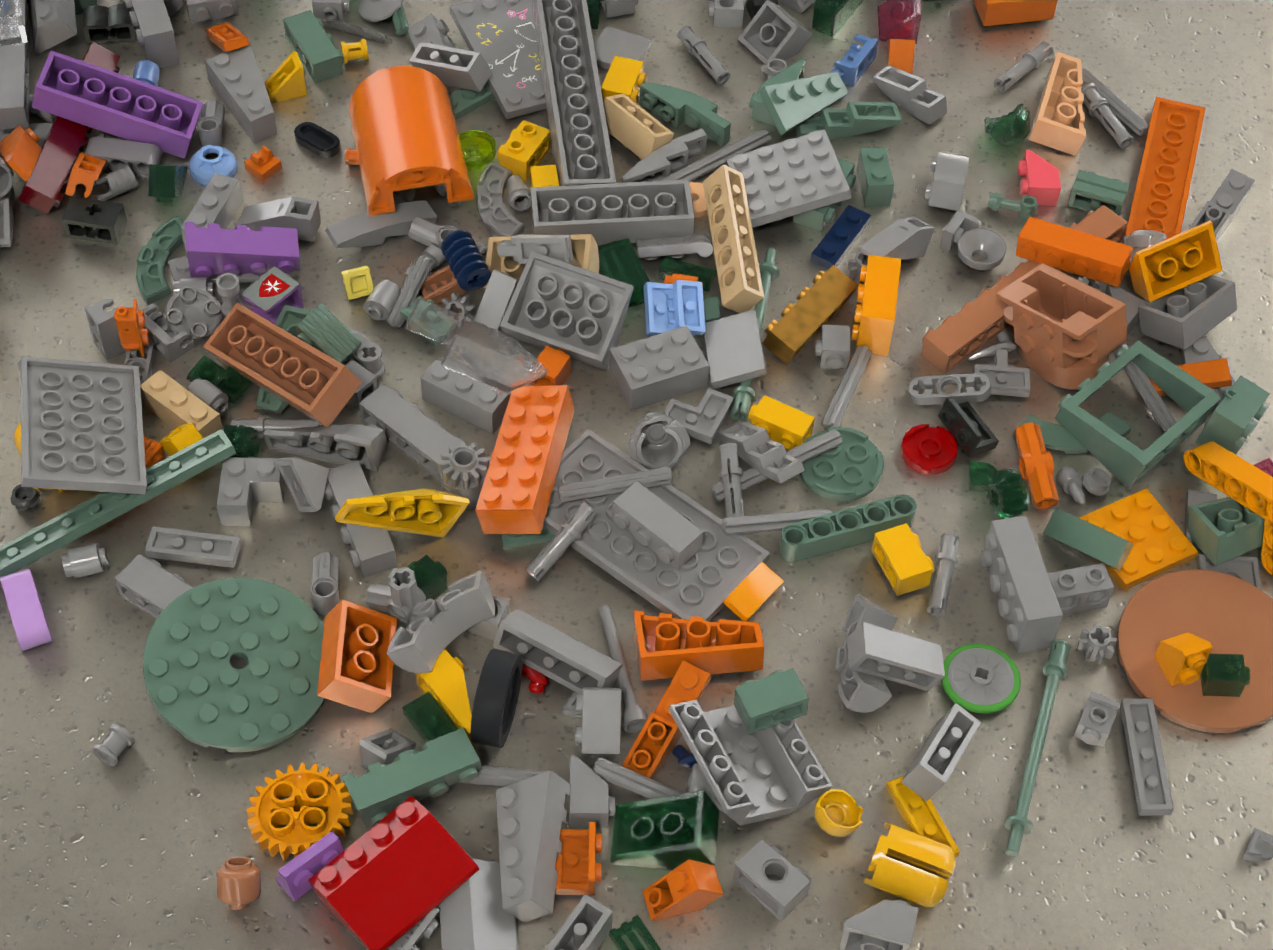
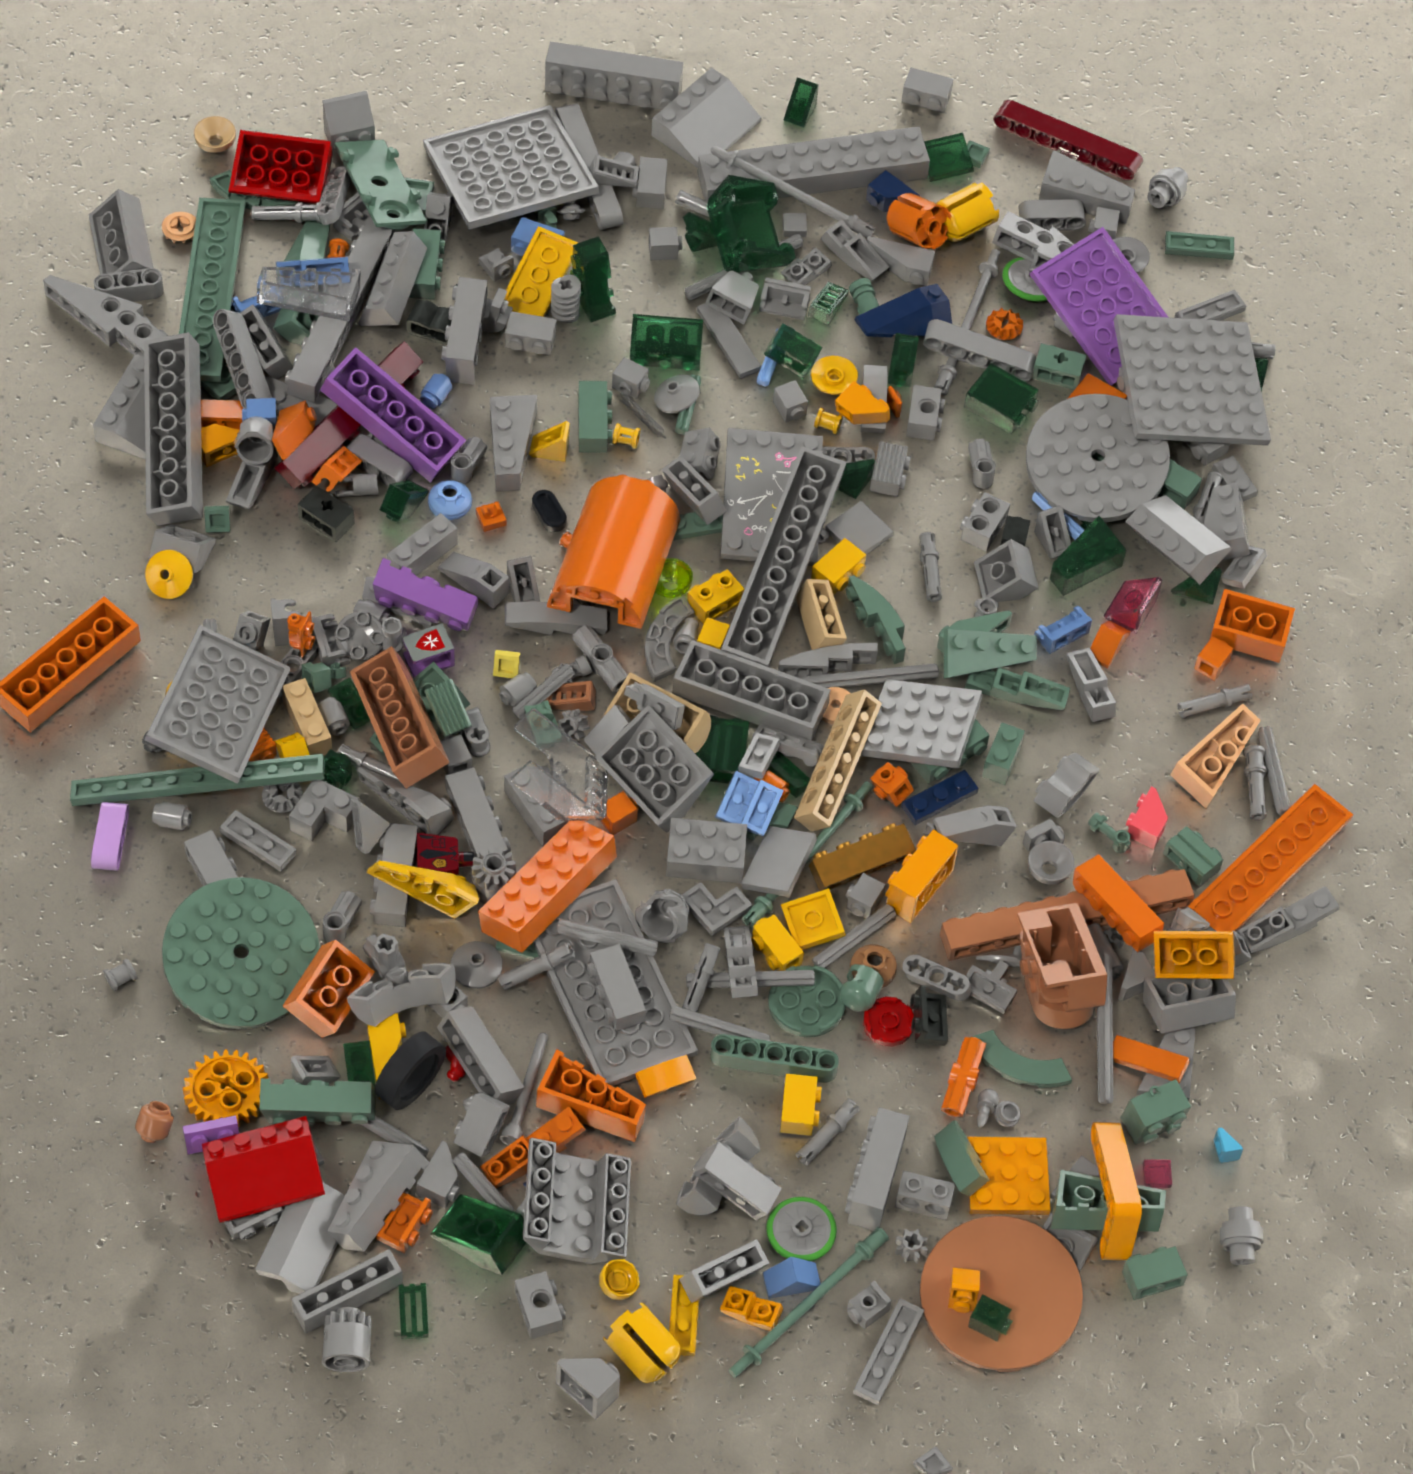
camera: 25 degrees right, 5 degrees up
(75, 347) = (251, 629): none -> light grey brick
(153, 260) = (355, 571): sand green tile -> none
(173, 363) = (320, 675): none -> sand green piece
(196, 501) = (280, 803): none -> light grey gear
(226, 37) = (522, 379): orange tile -> none
(331, 202) = (522, 580): none -> light grey slope
(397, 476) = (441, 854): none -> dark red torso
(430, 576) = (416, 948): clear green brick -> none
(465, 260) = (598, 685): dark blue piece -> none
(504, 576) = (477, 974): none -> light grey dish
(658, 262) = (759, 755): none -> light grey plate
(683, 890) = (468, 1281): orange slope -> none
(770, 700) = (613, 1169): sand green brick -> none
(794, 240) = (891, 784): none -> orange brick
(801, 385) = (813, 919): none -> yellow plate
(880, 414) = (886, 969): none -> medium nougat piece
(893, 429) = (862, 991): none -> sand green helmet
(979, 474) = (916, 1065): clear green tile -> none
(985, 781) = (751, 1310): none -> light orange slope
(999, 34) = (1213, 658): none -> orange brick
(1002, 731) = (791, 1278): none -> medium blue slope
(1007, 493) = (921, 1089): clear green gear -> none
(1010, 128) = (1157, 757): clear green hair -> none
(1114, 451) = (1082, 1107): sand green windscreen -> none

